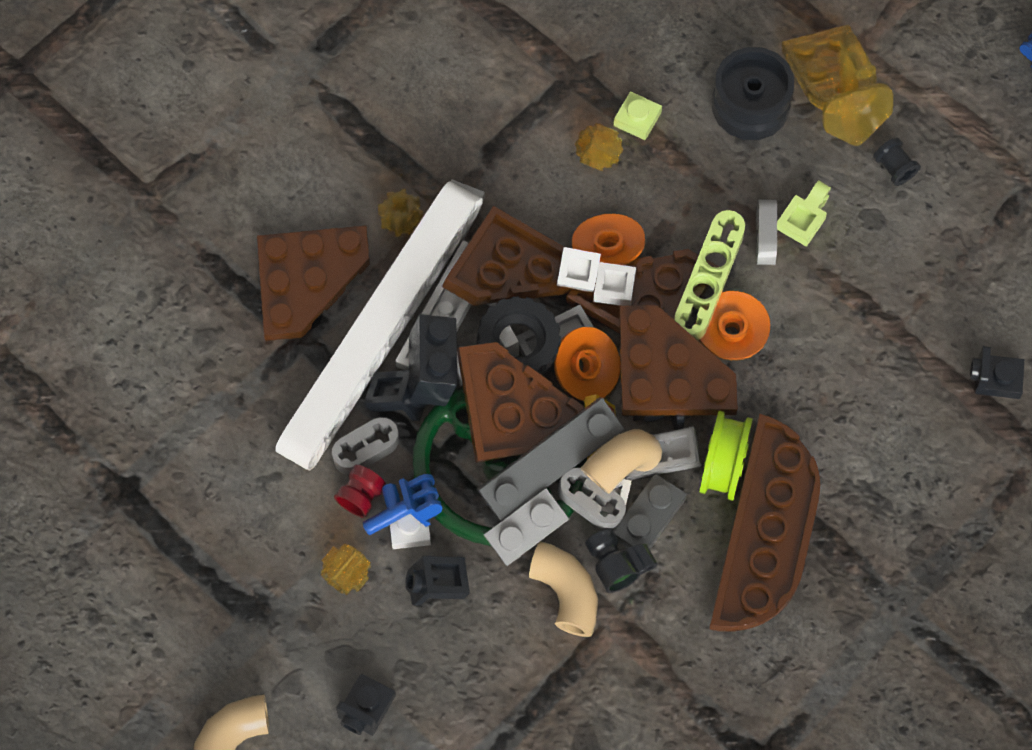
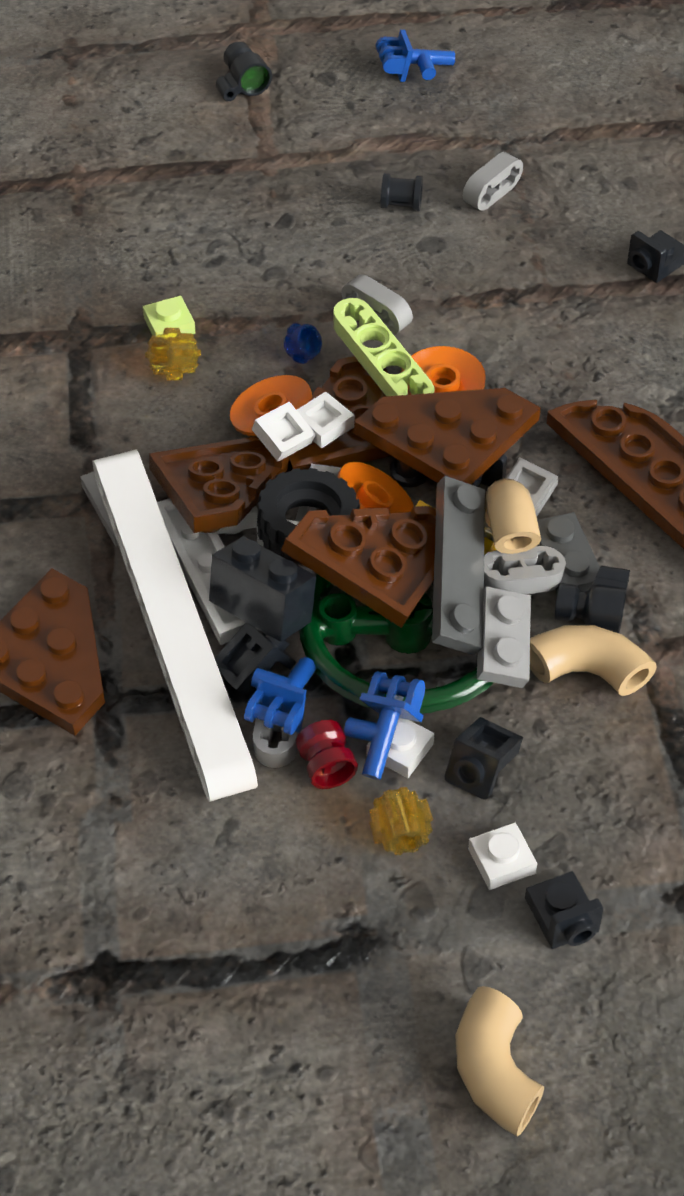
camera: 50 degrees left, 15 degrees down
(360, 440) = (280, 698): none -> blue arm
(376, 644) = (502, 856): none -> white plate
(400, 212) = (70, 532): clear yellow gear -> none
(692, 220) = (302, 342): none -> clear blue plate
(726, 455) = (575, 446): lime wheel -> none
(752, 93) = (243, 227): black wheel -> none
(805, 217) = (389, 270): yellowish green plate -> none
(840, 82) = (301, 167): clear yellow plate -> none
(967, 211) = (492, 181): none -> light grey beam

